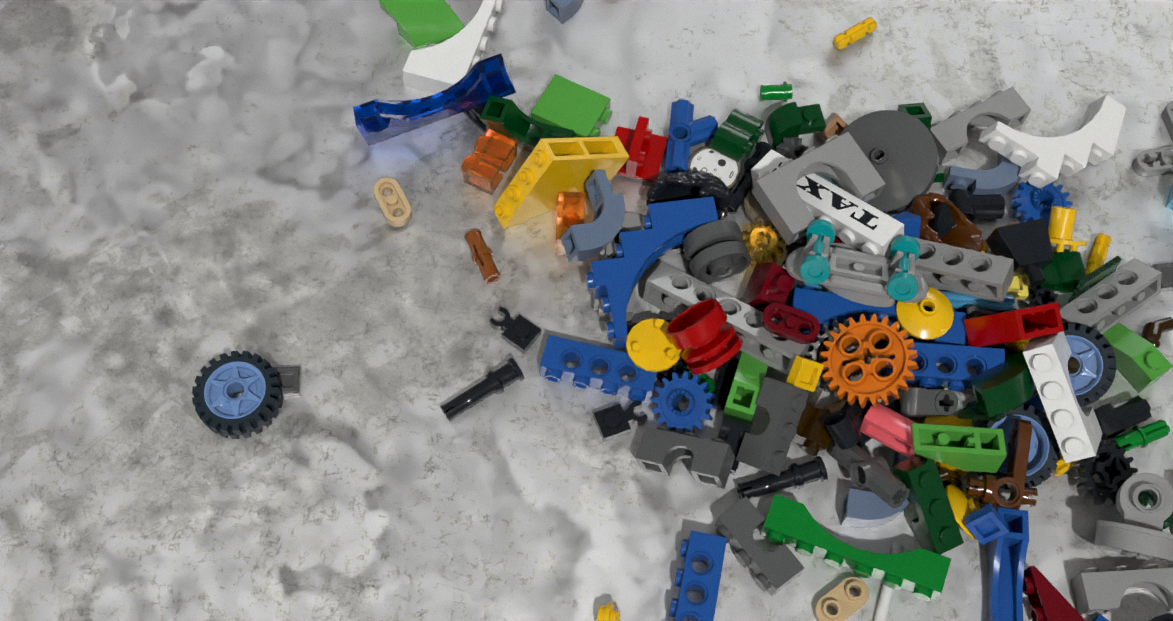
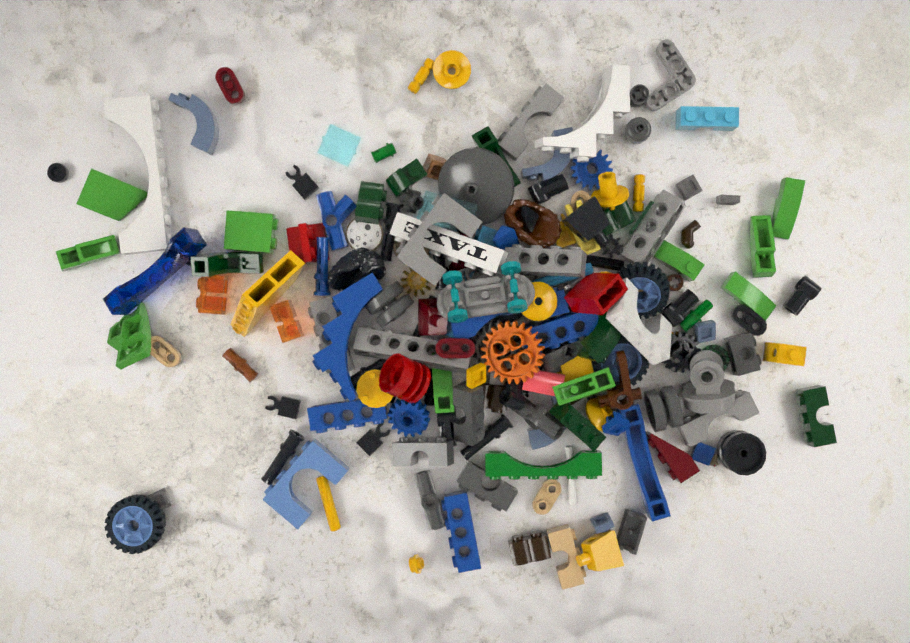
camera: 15 degrees left, 25 degrees up
(359, 61) = (87, 252): none -> bright green slope
(361, 169) = (131, 337): none -> bright green slope
(517, 480) = (328, 503): none -> yellow axle
(523, 405) = (281, 494): none -> medium blue arch
(589, 239) = (310, 322): sand blue arch -> none
(638, 191) = (321, 274): none -> blue pin
(659, 90) = (304, 184): none -> black plate
(665, 549) = (432, 511): none -> dark grey piece
(722, 68) = (339, 145): none -> clear light blue piece
(896, 37) = (451, 60): none -> yellow dish
(1062, 535) = (663, 408): none -> dark grey wheel
(1117, 182) = (633, 135): none -> dark grey head
(1127, 381) = (679, 285): none -> reddish brown bush
(1128, 146) = (641, 92): none -> dark grey wheel
(1149, 460) = (705, 331): none -> sand blue plate

